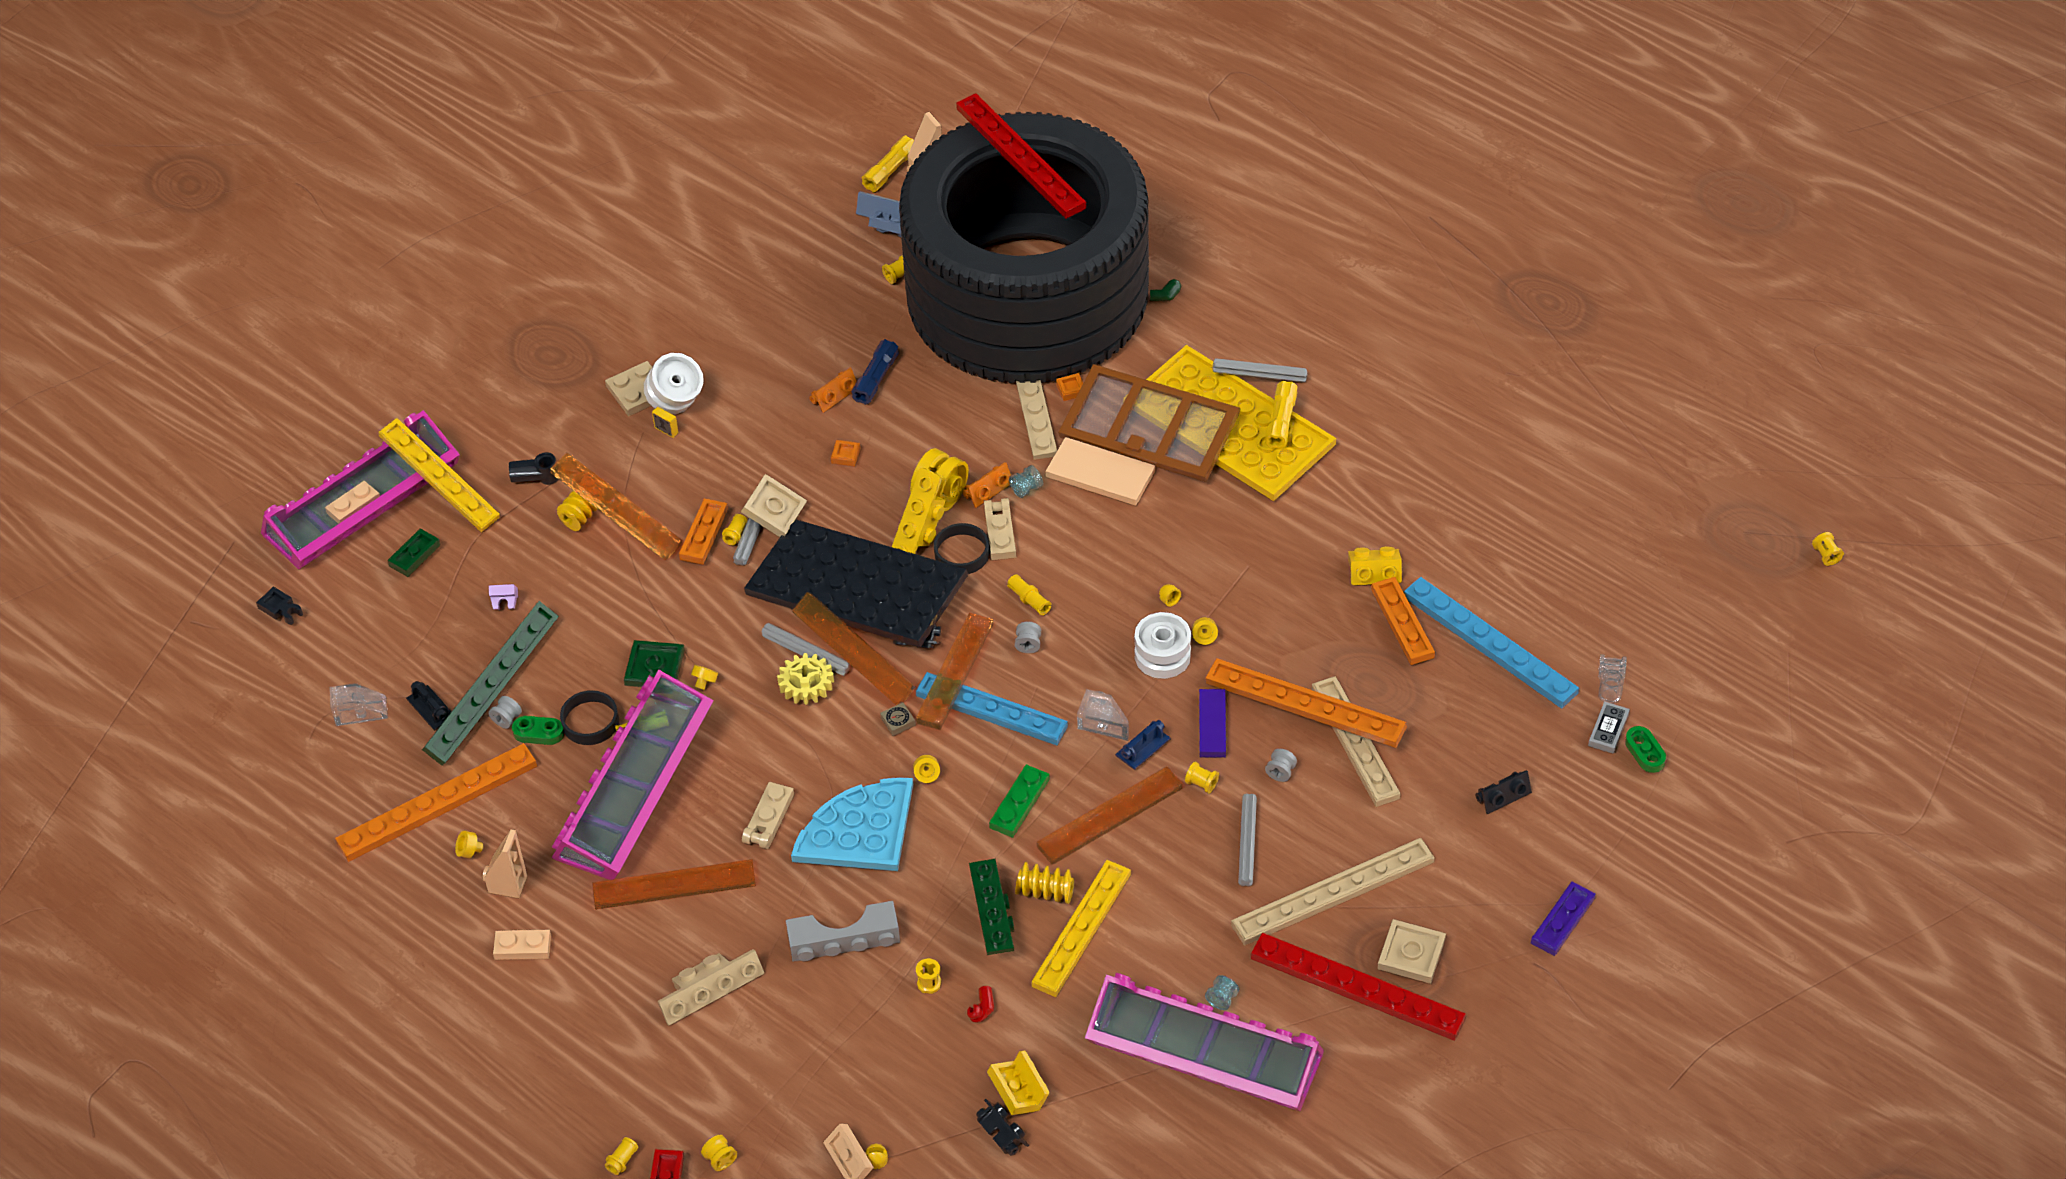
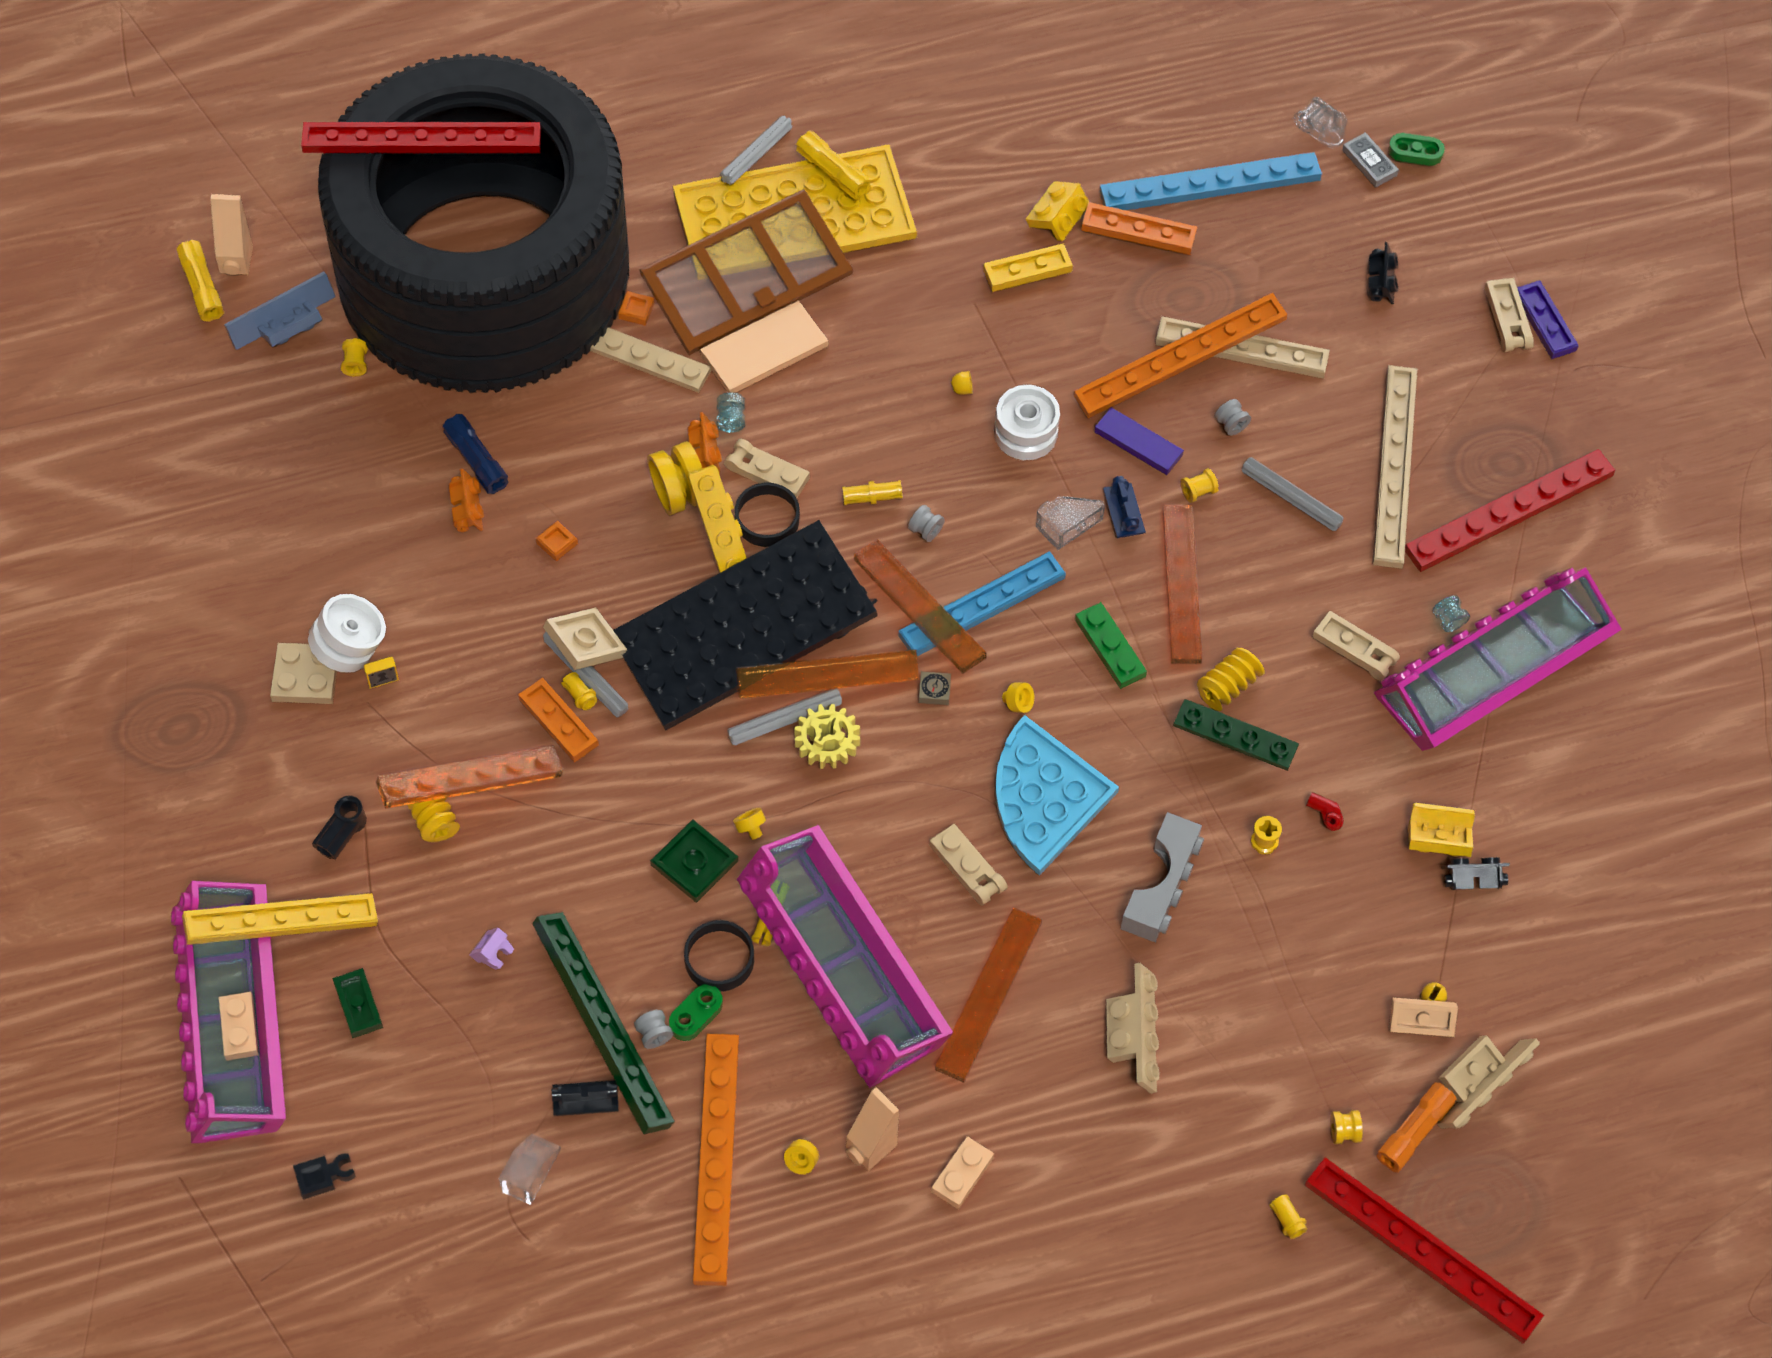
camera: 60 degrees left, 10 degrees up
(1081, 928) = (1294, 682): yellow tile -> none
(1143, 947) = (1356, 645): none -> tan plate
(1204, 631) = (1032, 376): yellow tile -> none
(1305, 575) = (1027, 267): none -> yellow plate
(1411, 951) = (1506, 446): tan plate -> none
(1541, 889) = (1509, 314): none -> tan plate

